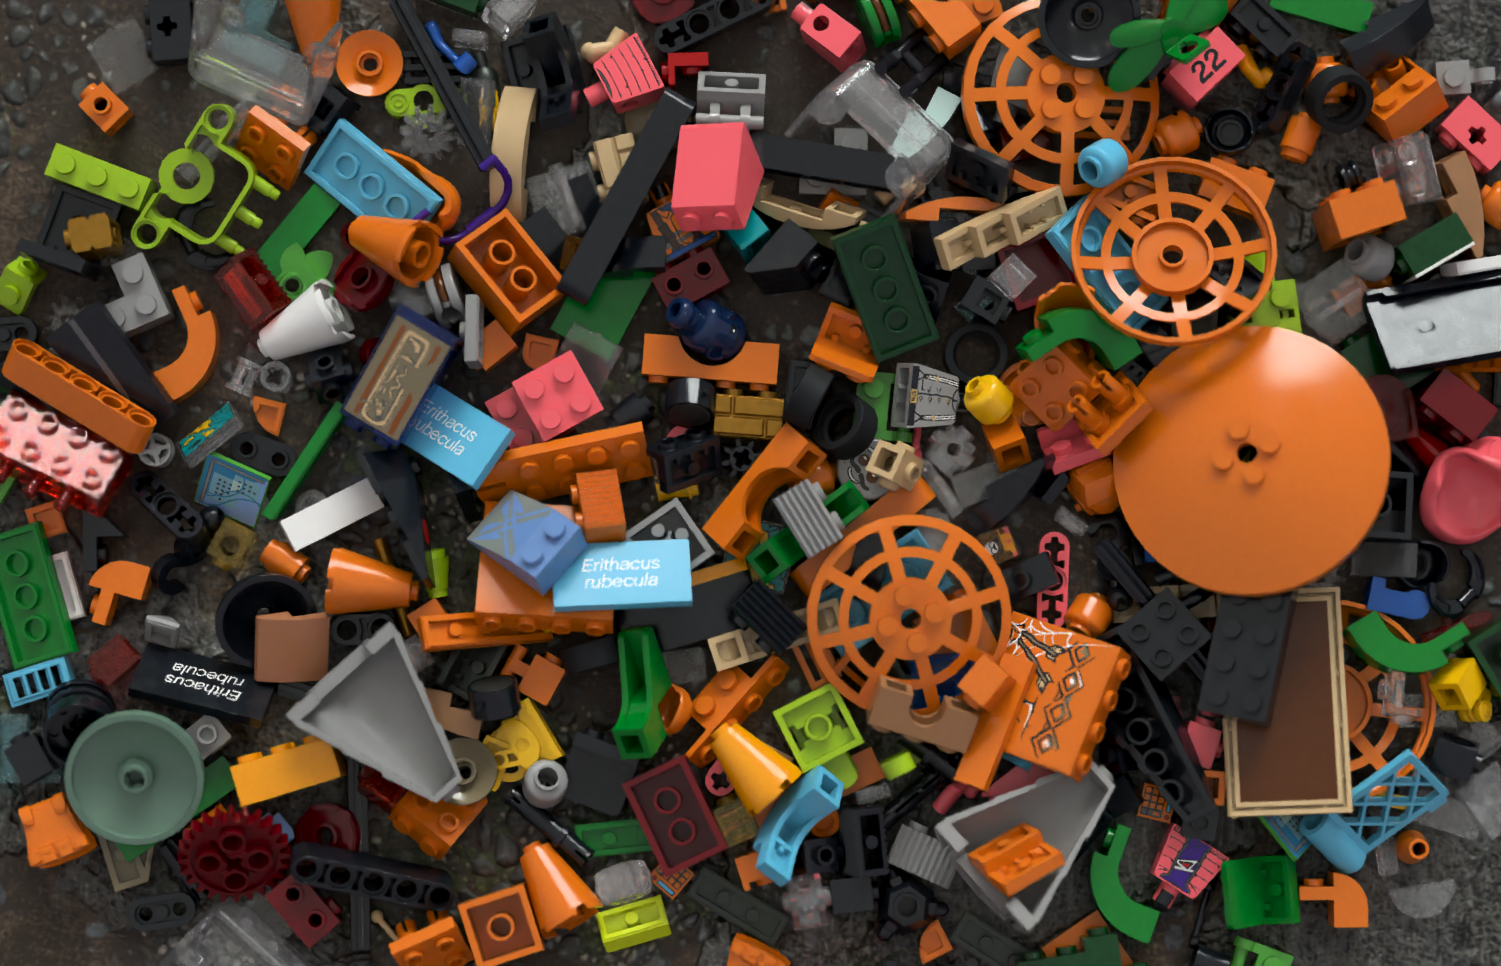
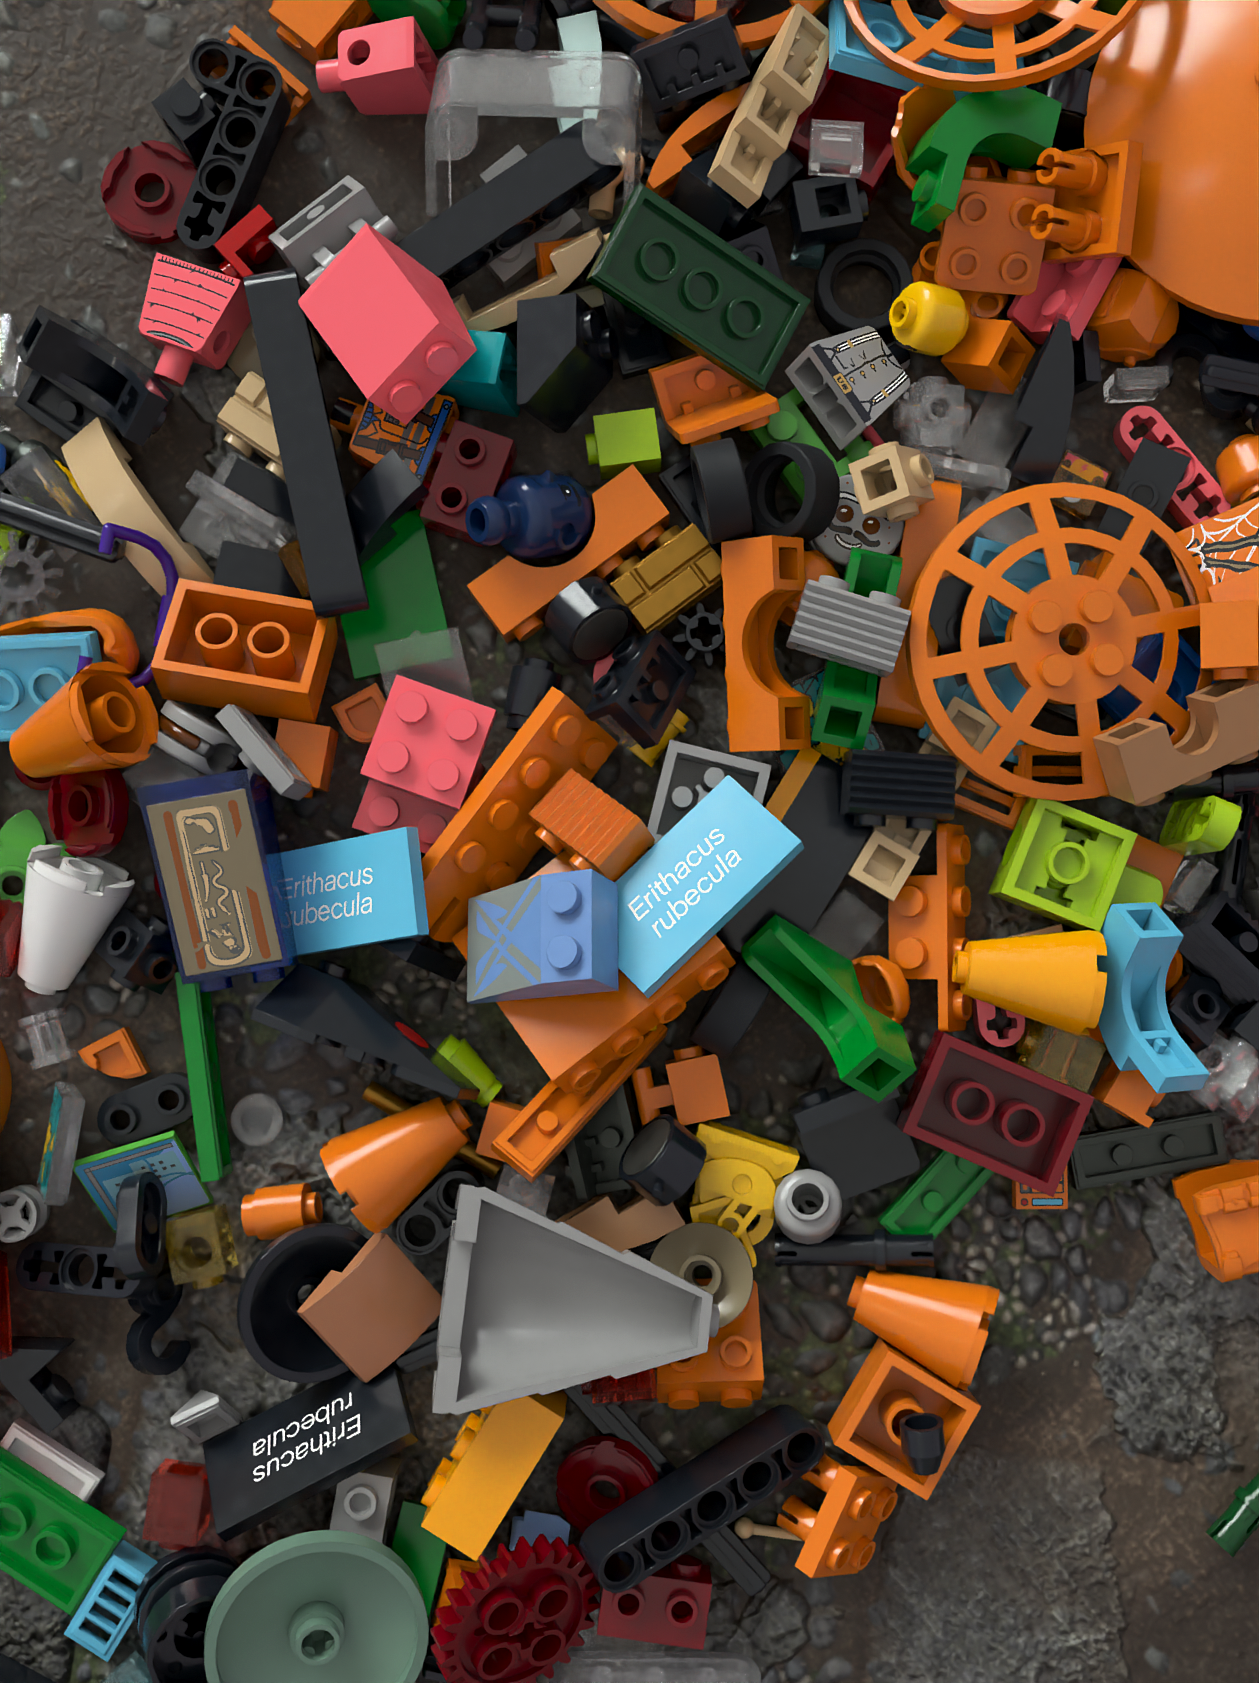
camera: 35 degrees left, 0 degrees up
(115, 580) = (100, 1412): orange brick -> none
(217, 510) = (140, 1226): none -> black plate
(266, 376) = (74, 1017): clear bush -> none
(331, 514) = (285, 1113): white tile -> none
(500, 939) = (923, 1442): none -> black hose
(594, 51) = (127, 323): tan arm -> none
(623, 882) = (999, 1242): clear gear -> none
(633, 923) = (1044, 1274): neon yellow slope -> none
(786, 328) = (623, 441): none -> lime brick

